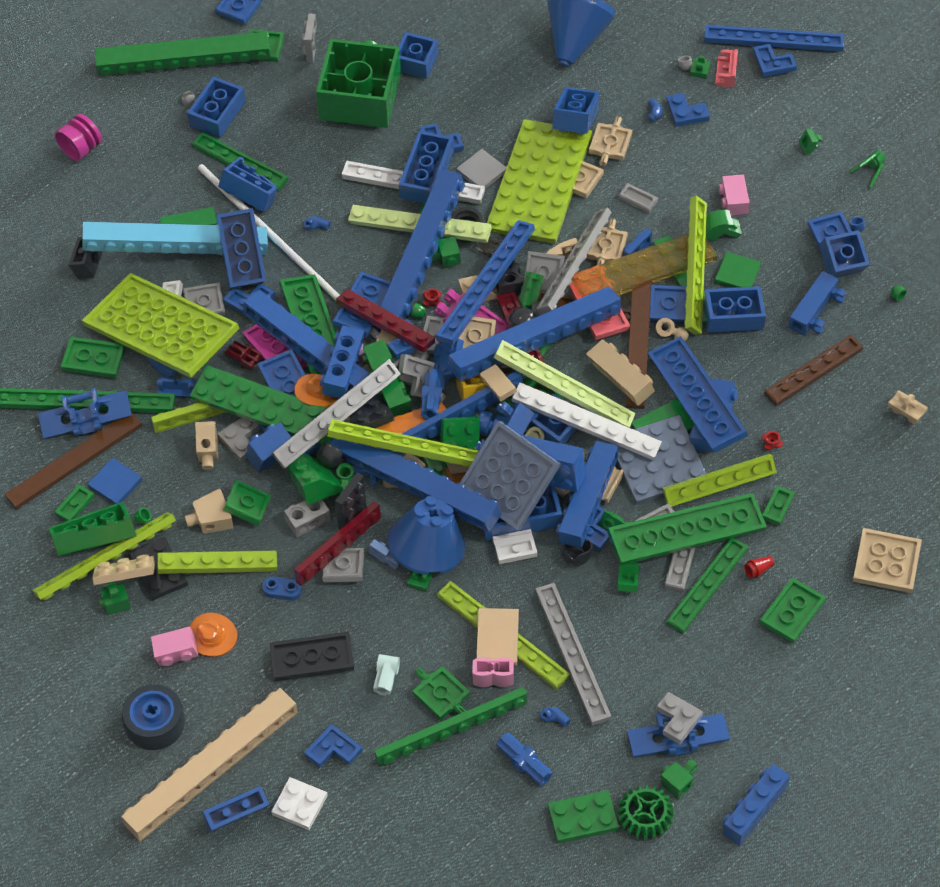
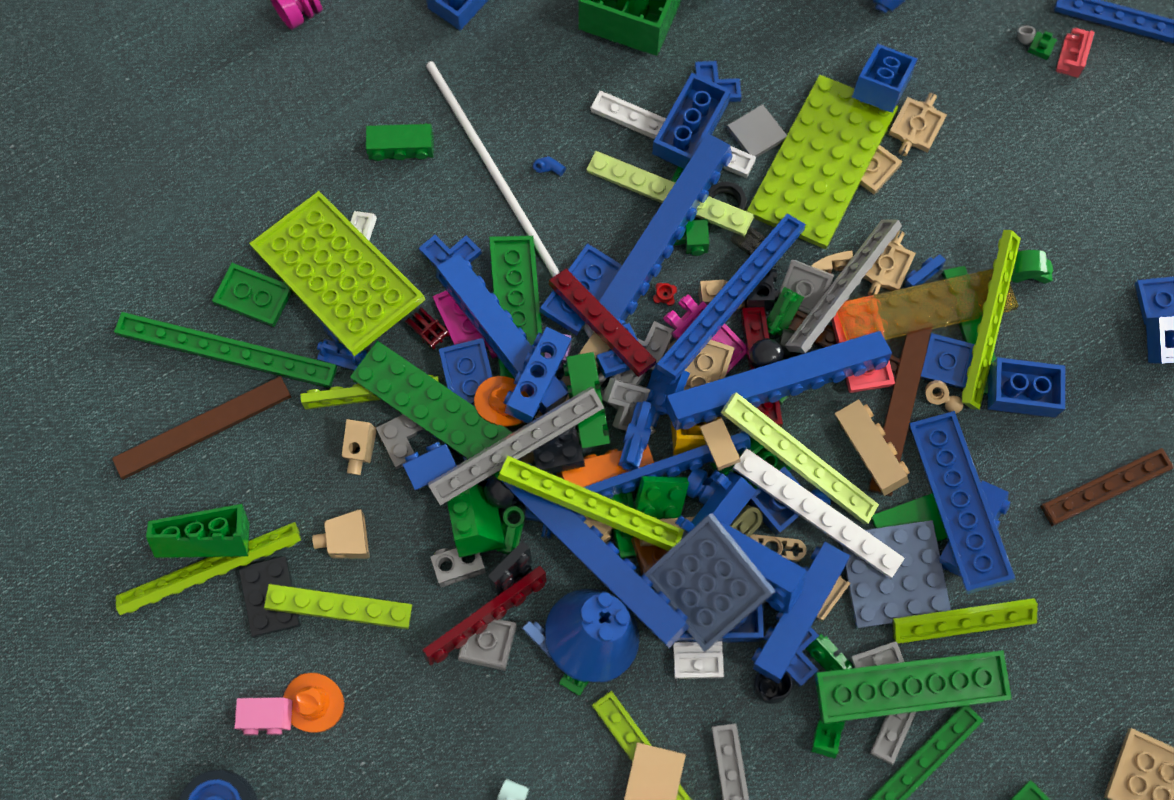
camera: 10 degrees right, 15 degrees up
(74, 503) = (189, 489): green plate -> none
(84, 263) = (270, 161): black brick -> none
(86, 419) = (226, 378): blue piece -> none
(114, 598) = (208, 631): green brick -> none
(115, 481) = (243, 467): blue tile -> none
(123, 569) = (221, 603): tan plate -> none
(142, 515) = (265, 522): green hinge -> none
(156, 238) = (375, 159): medium azure brick -> none
(207, 296) = (399, 243): light grey tile -> none
(227, 155) = (477, 66): green tile -> none
(240, 248) = (449, 189): blue brick -> none
(247, 185) = (477, 102): blue wedge -> none
(247, 502) = (389, 533): green tile -> none
(281, 590) = (407, 656): blue plate -> none
(311, 656) = (424, 761): black plate -> none
(418, 311) = (645, 309): green hinge -> none
(638, 198) = (936, 206): light grey tile -> none
(656, 109) = (980, 91): blue arm -> none
(684, 114) = (1012, 103): blue plate -> none
(734, 194) = (1054, 227): bright pink brick -> none
(737, 271) = (1038, 332): green tile -> none
(758, 566) = (990, 753): red cone -> none
(771, 64) = (1129, 57): blue plate -> none
(774, 436) = (1043, 571): red plate -> none
(778, 505) = (1031, 671): green plate -> none
(809, 141) = (1158, 171): green tile -> none
(814, 302) = (1122, 398): blue brick -> none

